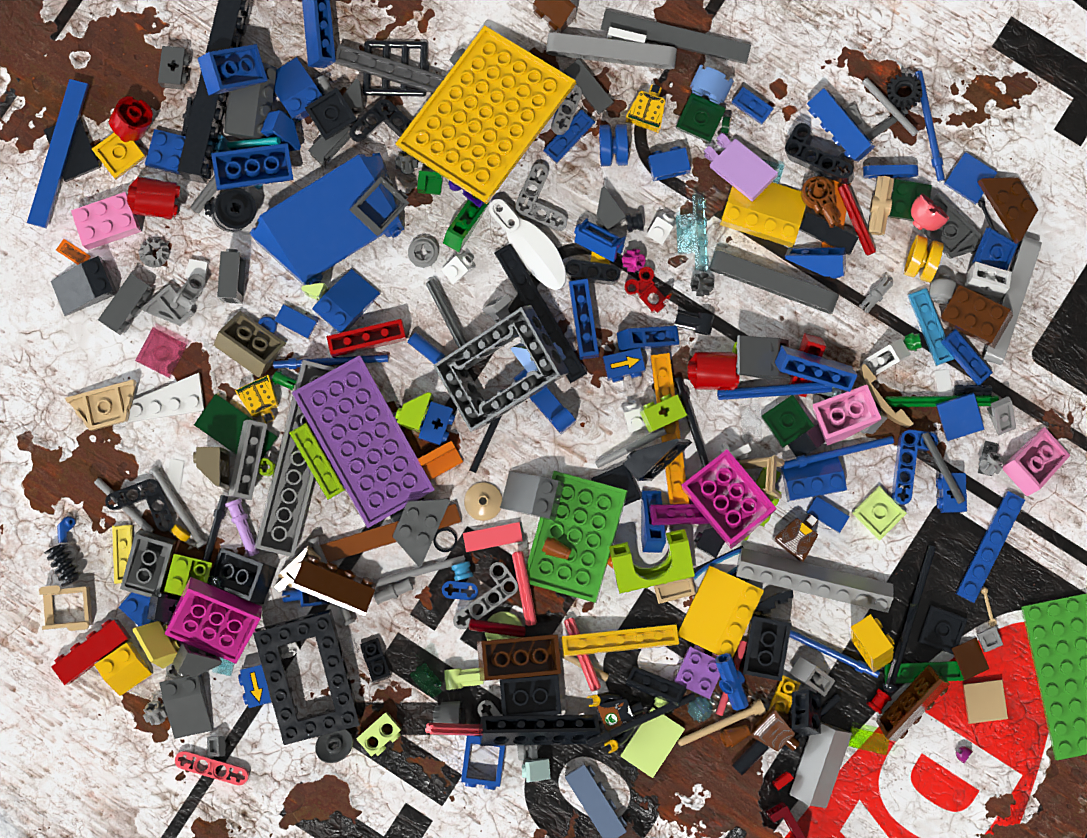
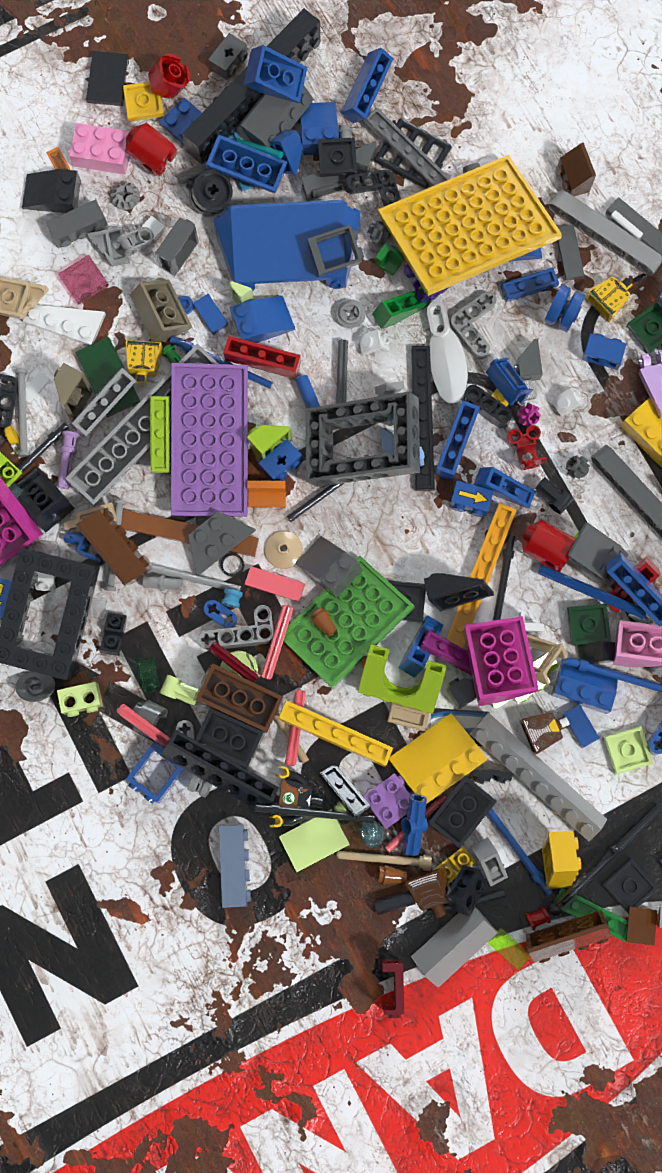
camera: 25 degrees right, 5 degrees down
(57, 153) = (93, 75): blue tile -> none
(269, 472) = (113, 414): lime bush -> none
(536, 769) = (197, 806): light aqua slope -> none
(551, 407) = (387, 501): blue beam -> none
(573, 103) = (533, 260): light grey beam -> none
(630, 447) = (428, 571): light grey bar -> none
(632, 415) = (456, 547): white bracket -> none
(634, 222) = (547, 384): black wheel -> none
(654, 420) = (472, 560): lime brick -> none
(692, 233) = (593, 419): clear light blue bracket -> none
(782, 780) = (412, 940): red tile -> none
(964, 755) = (593, 1009): magenta hinge -> none
(985, 701) = (634, 972): tan tile -> none

